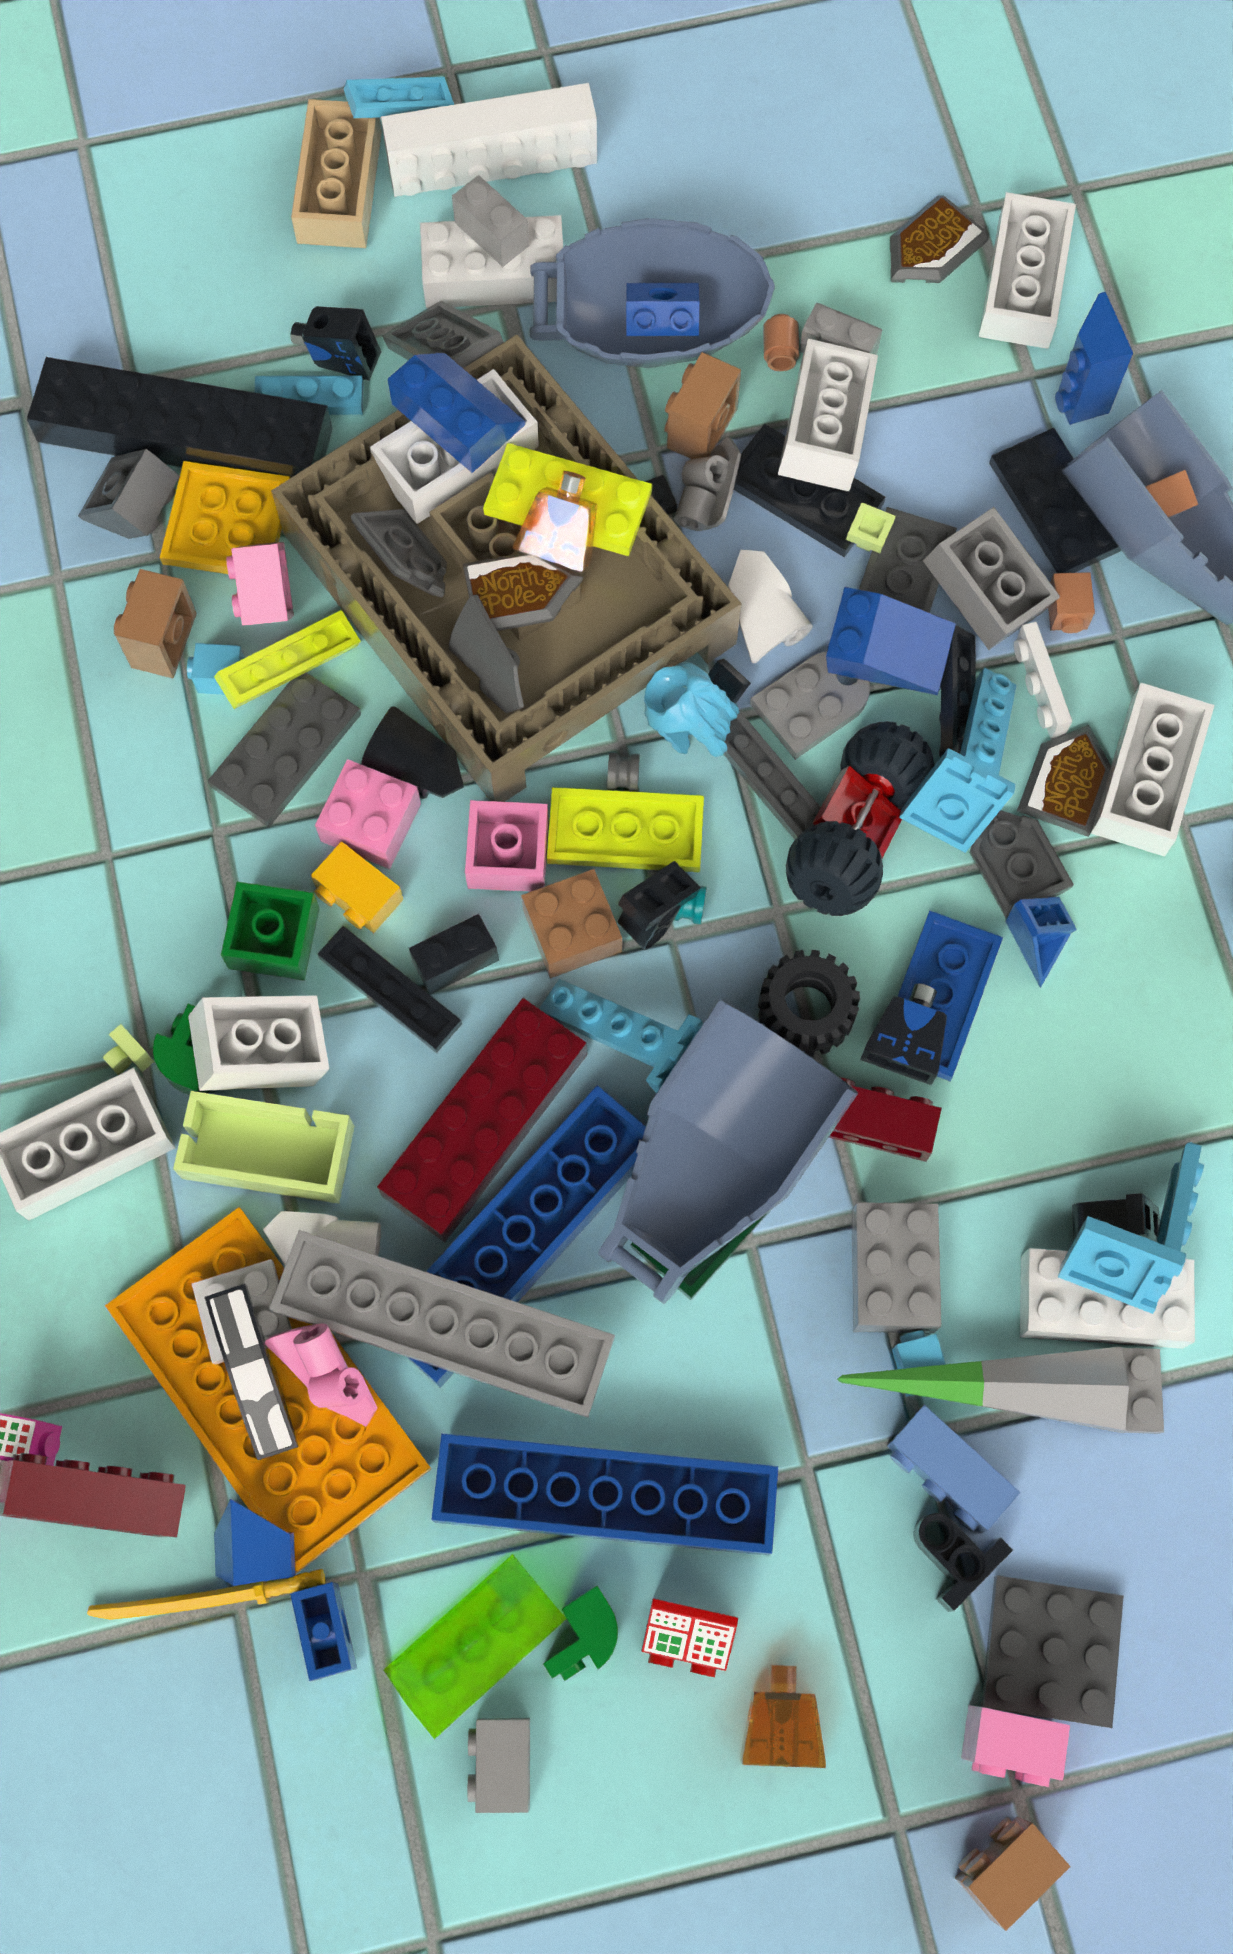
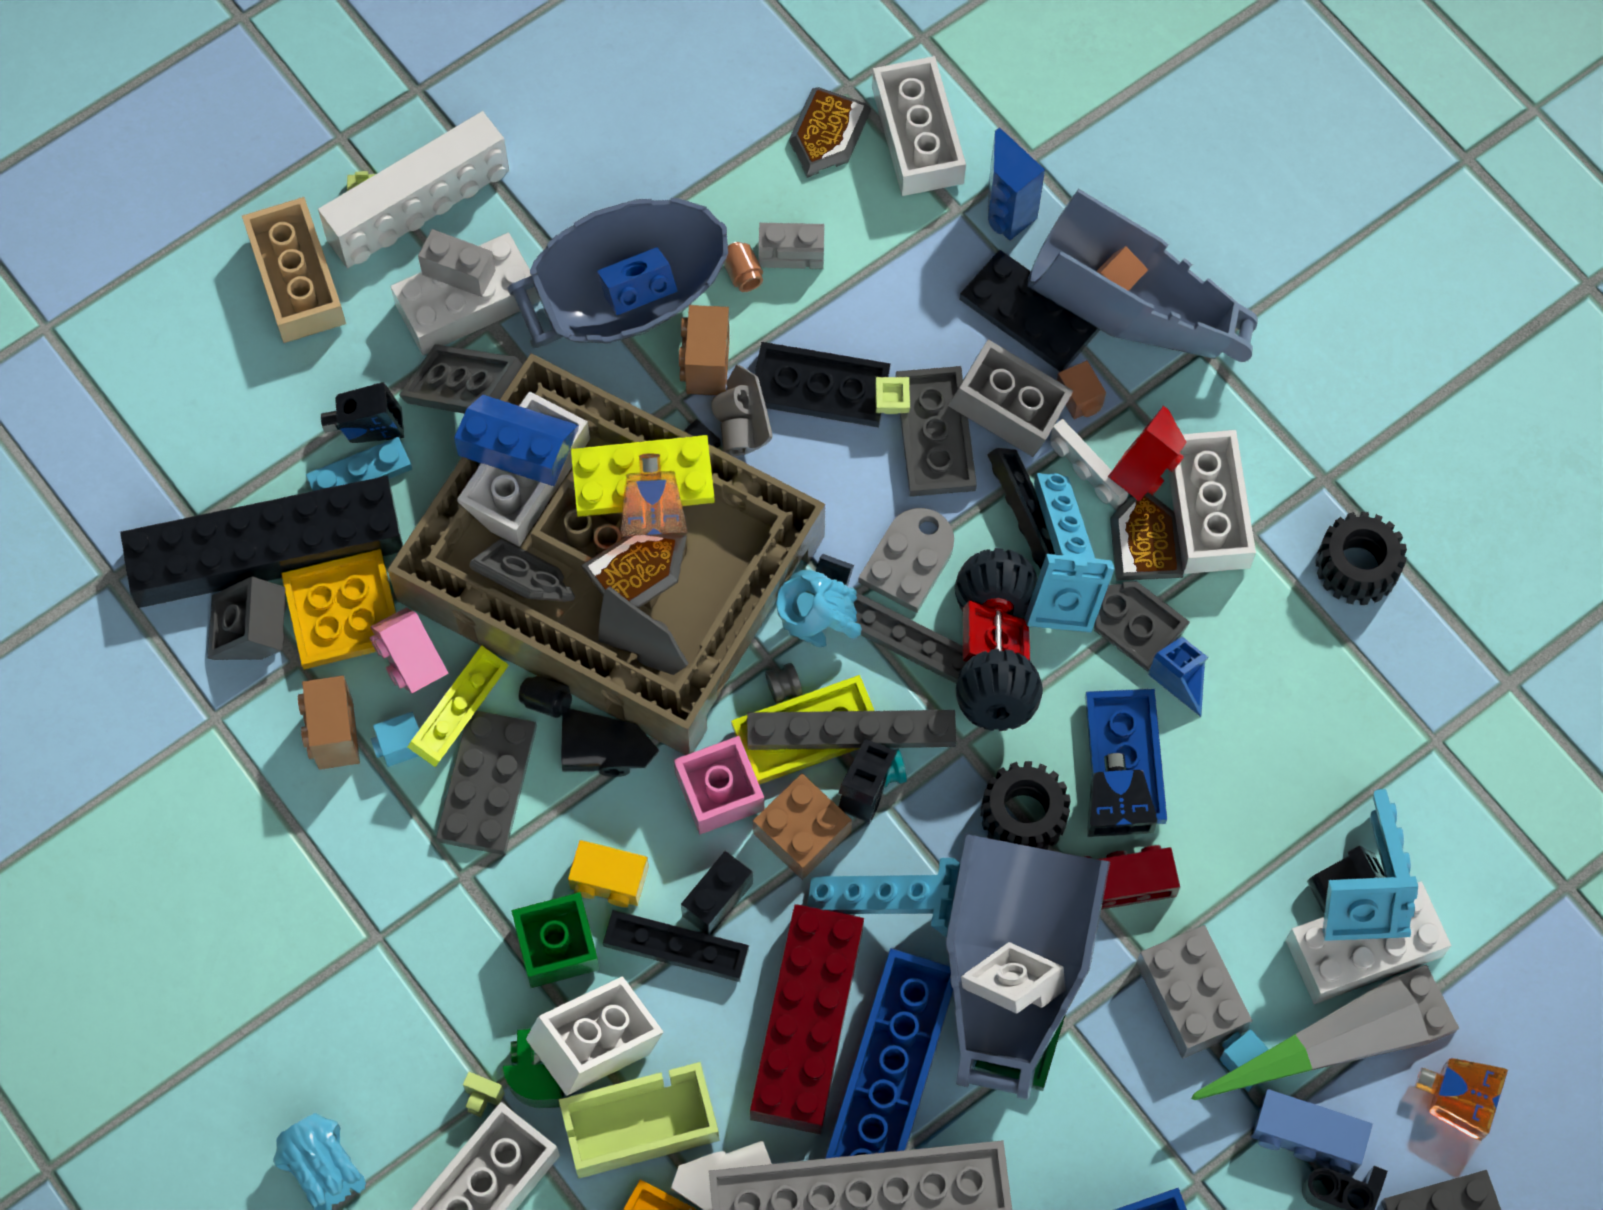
camera: 25 degrees left, 5 degrees down
(368, 813) = (588, 806): bright pink brick -> none
(379, 686) = (545, 696): none -> black brick
(395, 95) = (321, 184): medium azure plate -> none
(664, 844) = (850, 729): none -> dark grey plate
(707, 1173) = (1015, 978): none -> white plate
(767, 607) = (844, 499): white panel -> none
(828, 415) = (814, 314): white brick -> none
(889, 642) = (953, 485): slope -> none
(1108, 694) = (1149, 456): none -> red slope
(1136, 1505) = (1464, 1094): none -> clear orange torso

